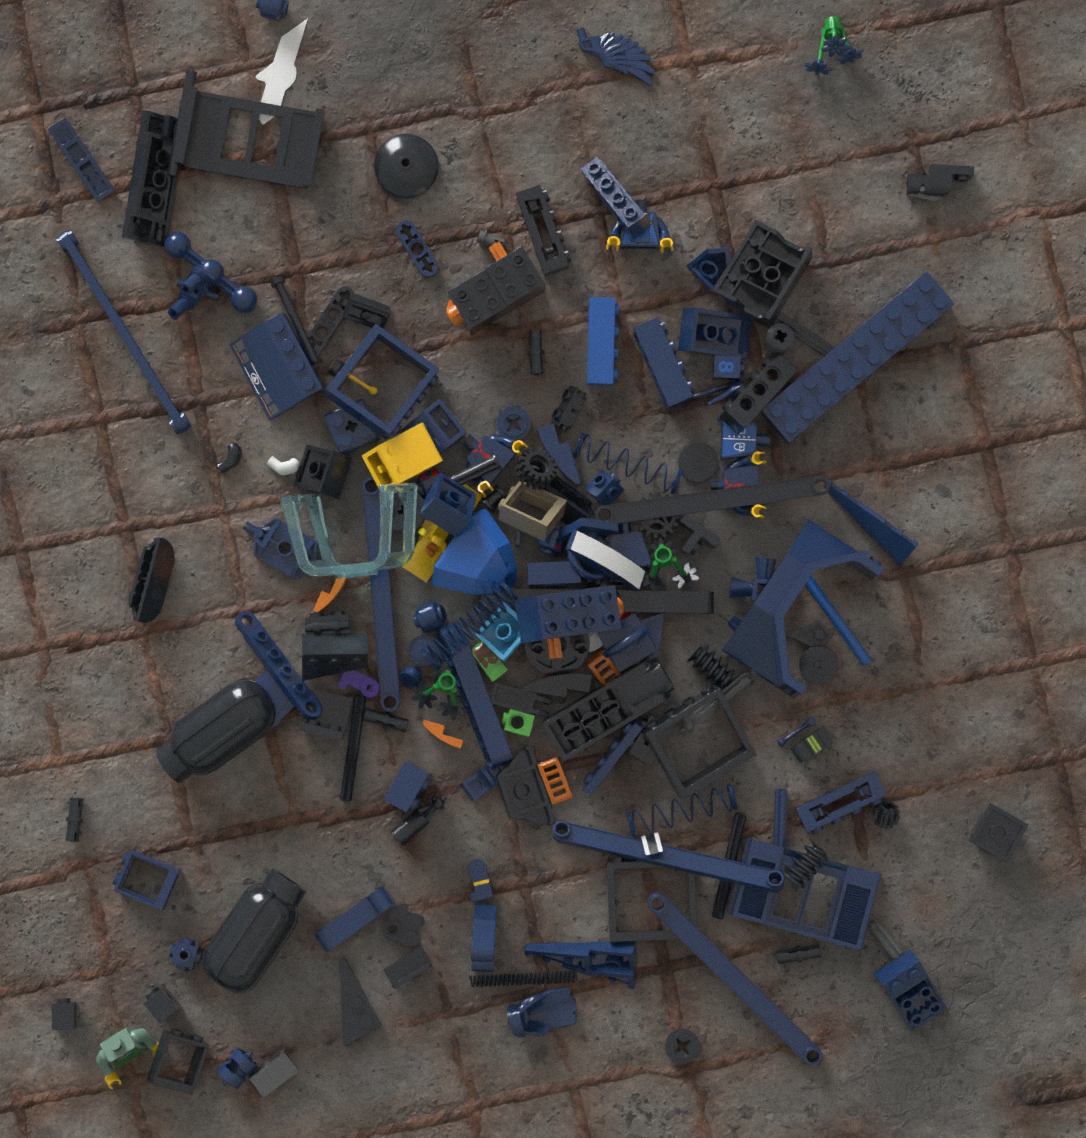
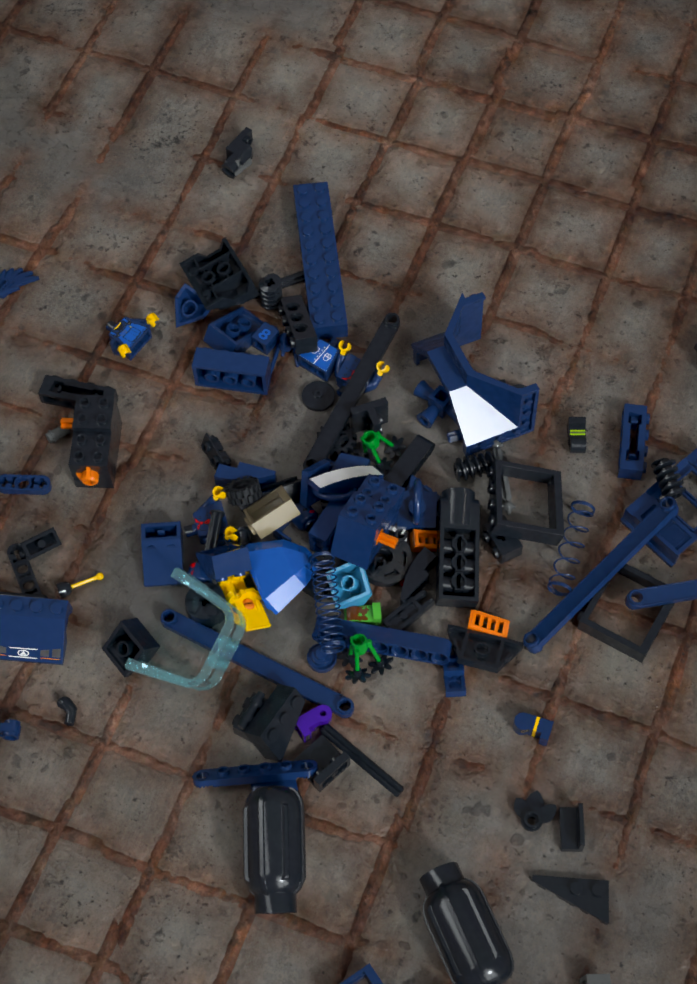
camera: 55 degrees left, 25 degrees down
(151, 580) = (114, 831): black brick -> none
(267, 544) = (157, 724): dark blue plate -> none
(283, 468) = (106, 675): white arm -> none
(326, 599) = (228, 702): orange slope -> none
(333, 394) = (108, 584): dark blue window -> none
(346, 440) = (108, 595): dark blue brick -> none
(355, 918) = (503, 841): dark blue beam -> none
(386, 720) = (357, 720): black pin -> none
(402, 457) = (158, 586): yellow slope -> none
(407, 787) = (423, 721): dark blue brick -> none
(410, 677) = (336, 680): dark blue tile -> none
(417, 820) = (454, 746): black wheel -> none
(430, 617) = (299, 637): dark blue head -> none
(438, 730) = (392, 685): orange slope -> none
(483, 938) = (585, 748): dark blue connector -> none
(513, 413) = (190, 493): dark blue gear -> none
(523, 979) = (637, 743): black piece -> none
(525, 729) = (429, 615): bright green brick -> none
(535, 352) = (159, 450): black pin -> none
(542, 1013) = (673, 743): dark blue hair -> none
(601, 341) = (185, 403): blue brick -> none
(605, 487) = (291, 460): dark blue brick -> none
(605, 959) = (656, 672): dark blue wedge -> none
(615, 198) = (94, 331): dark blue brick -> none
(615, 751) = (495, 566): dark blue wing -> none
(651, 843) = (585, 578): sticker -> none
(674, 484) = (244, 453): dark blue piece -> none
(731, 854) = (645, 552): black axle -> none
(780, 817) = (617, 486): dark blue axle -> none
(782, 741) = (558, 429): dark blue hinge -> none
(833, 30) = (94, 156): dark blue plant -> none
(837, 621) = (510, 372): blue piece -> none
(886, 814) = (661, 417): black gear -> none
(888, 537) = (438, 311): dark blue wedge -> none

